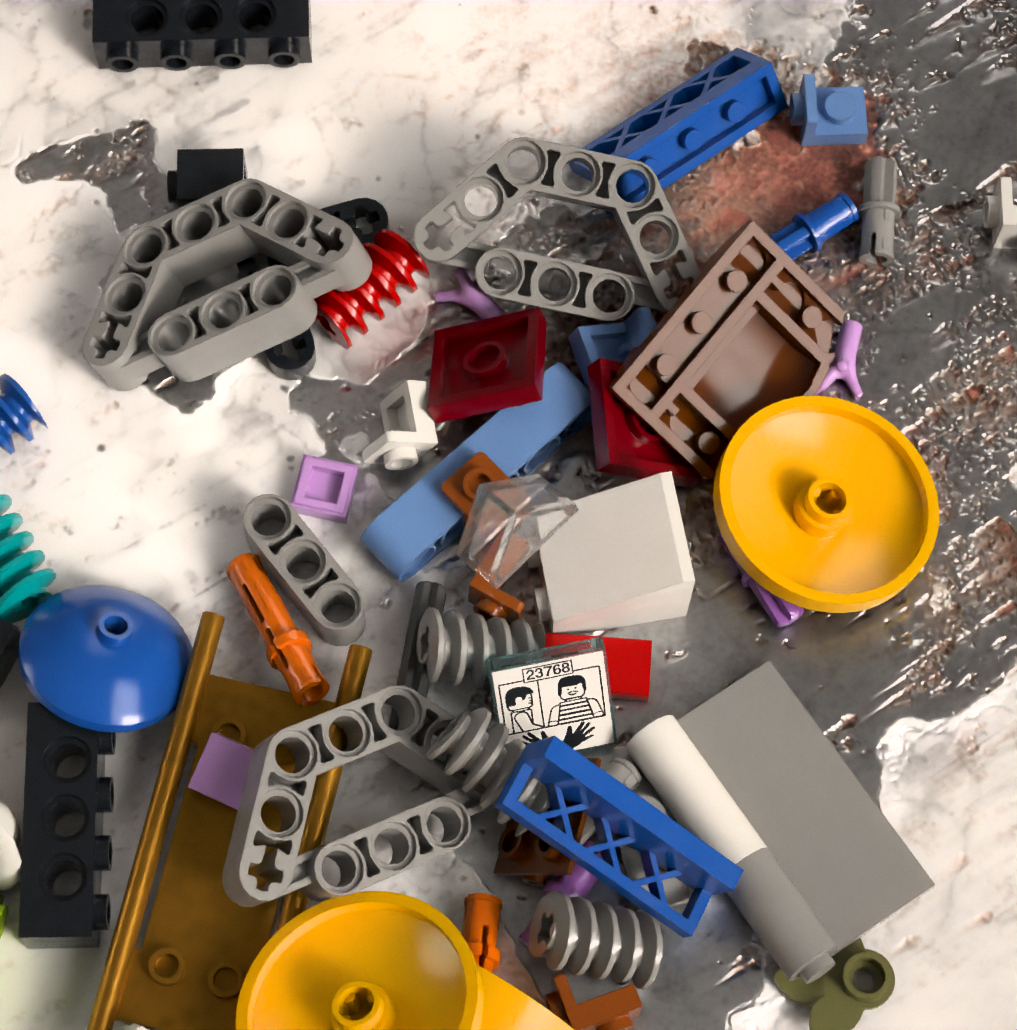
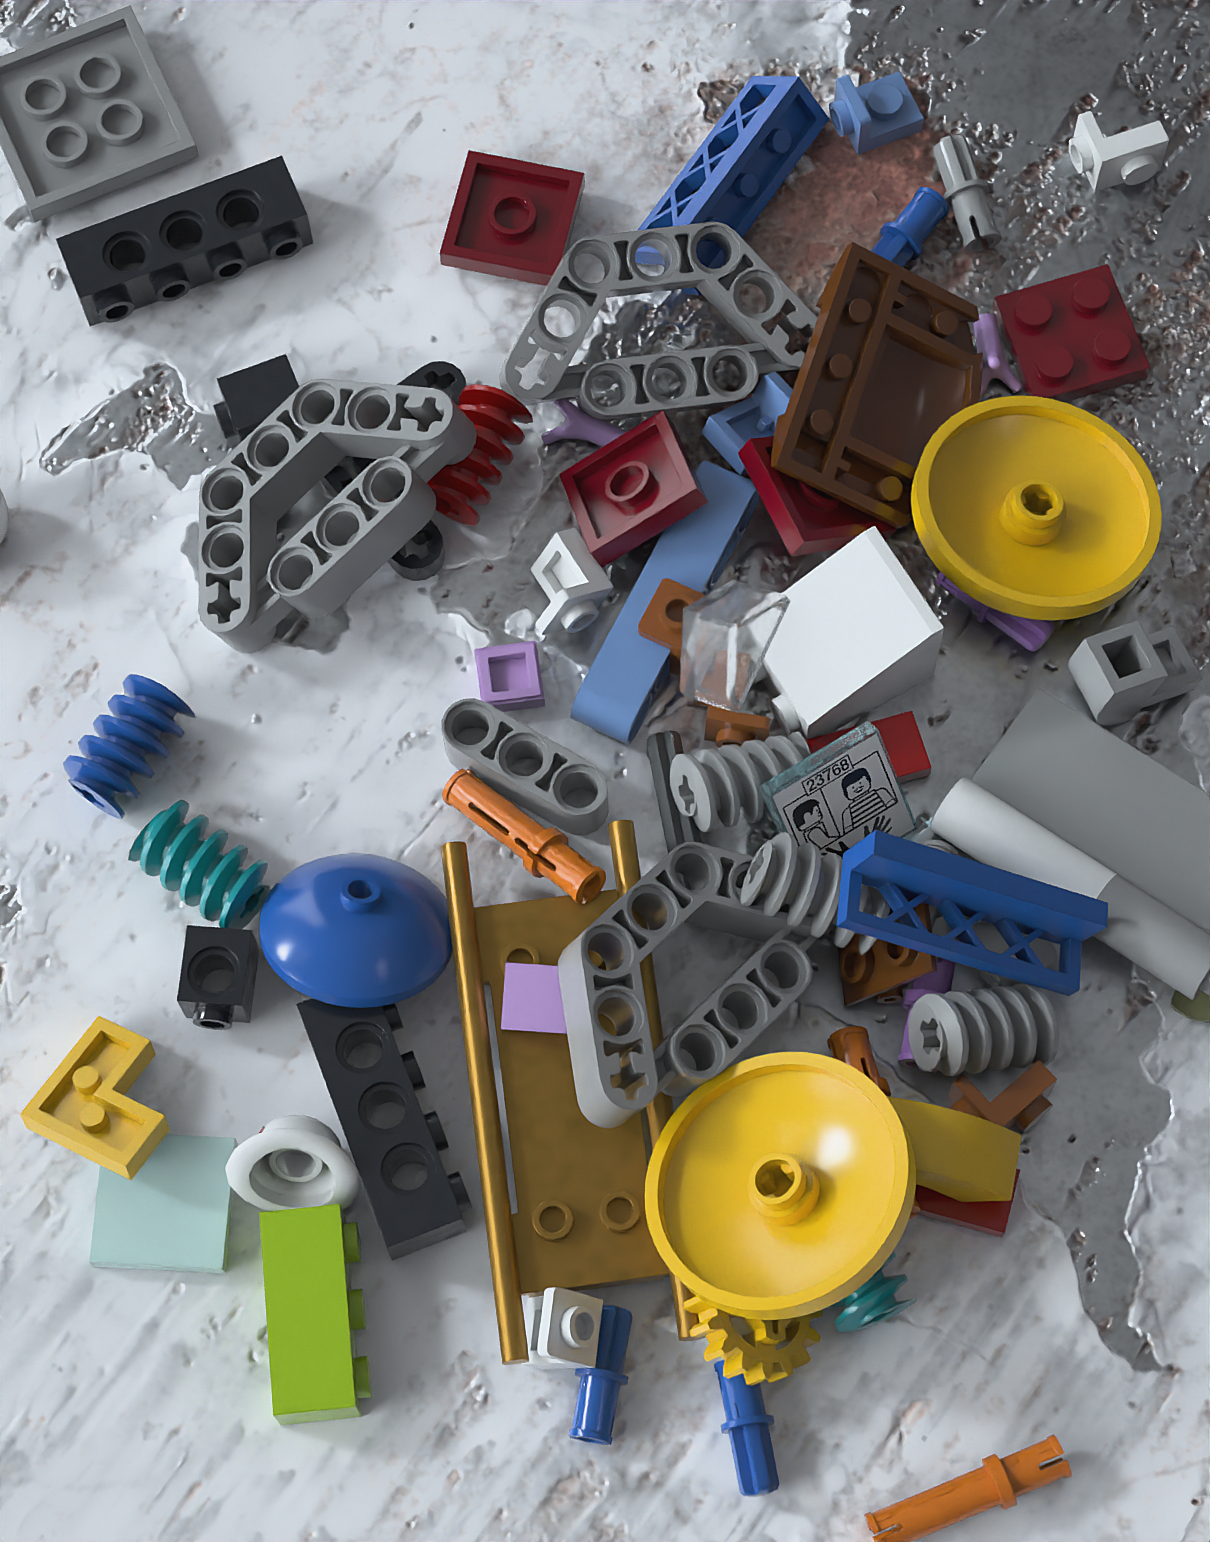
camera: 15 degrees left, 0 degrees up
(482, 97) = (511, 218): none -> dark red plate
(849, 675) = (1131, 670): none -> light grey brick
(921, 366) = (1071, 336): none -> dark red plate

